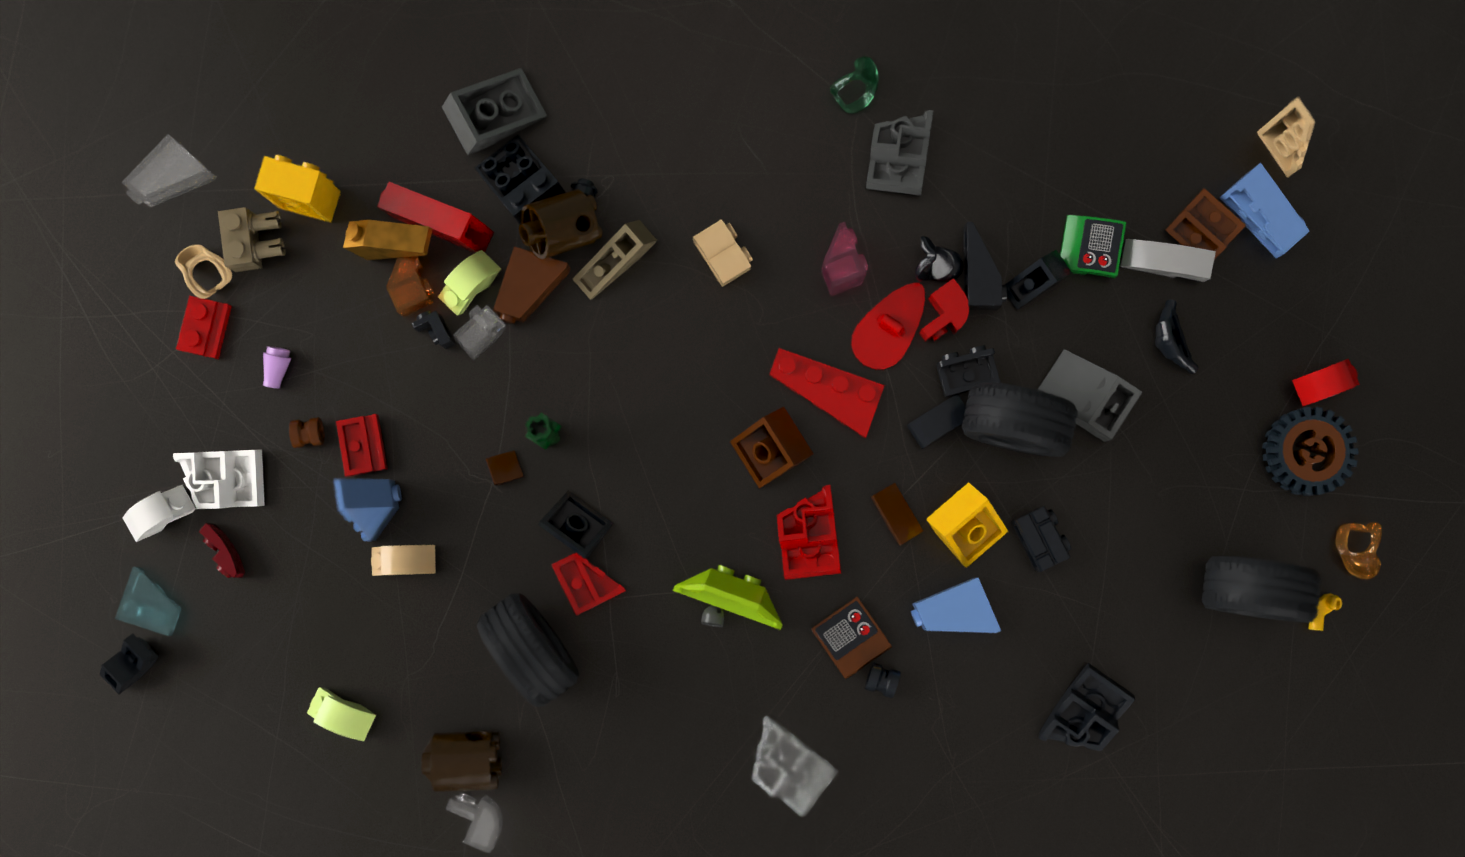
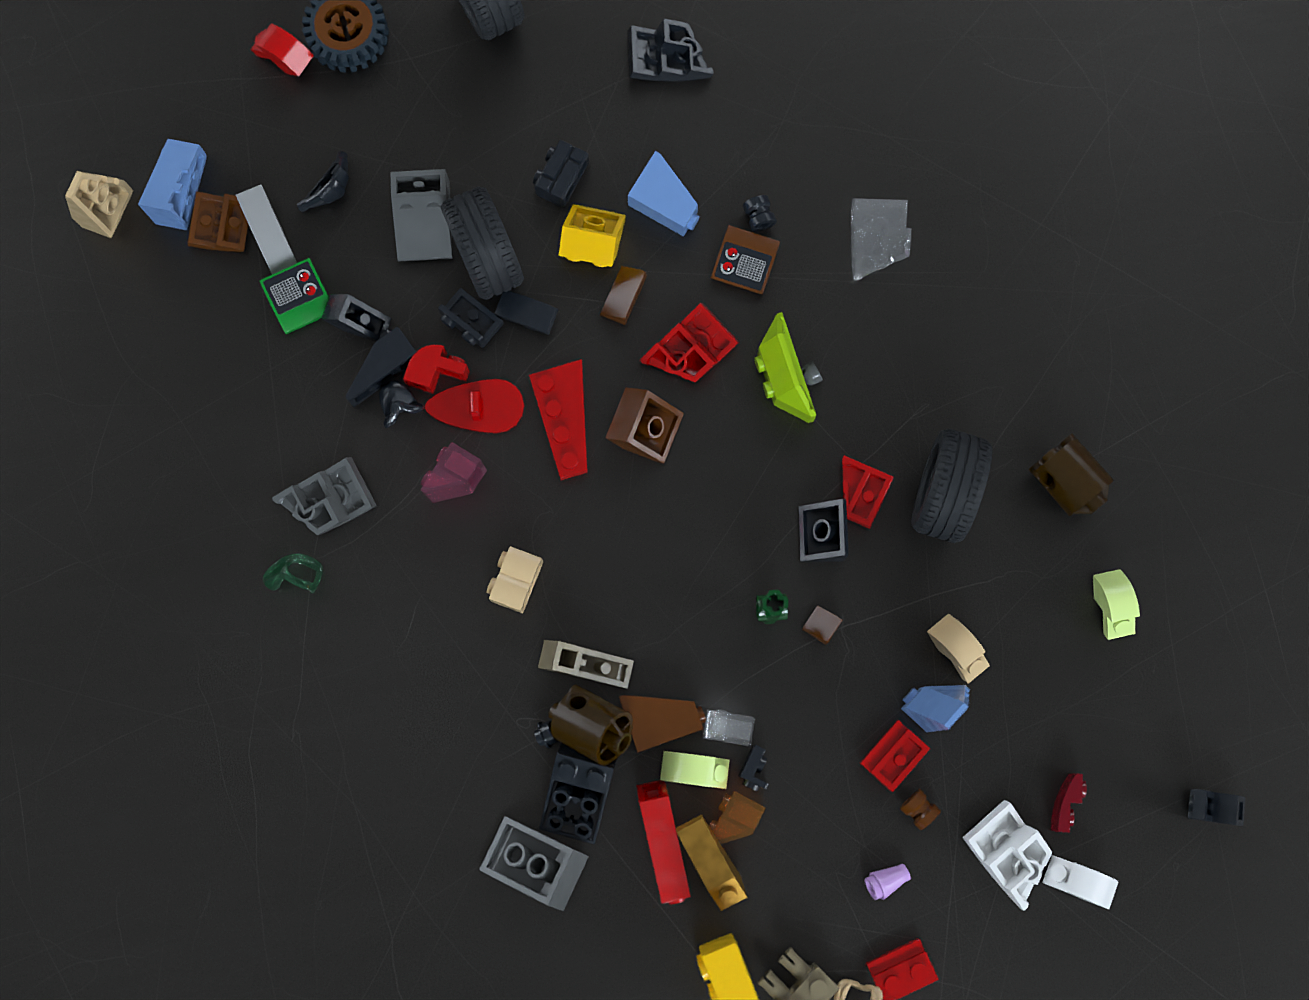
camera: 130 degrees left, 5 degrees down
(147, 605) = (1158, 832): clear light blue wing -> none
(485, 817) = (1100, 432): clear brick -> none

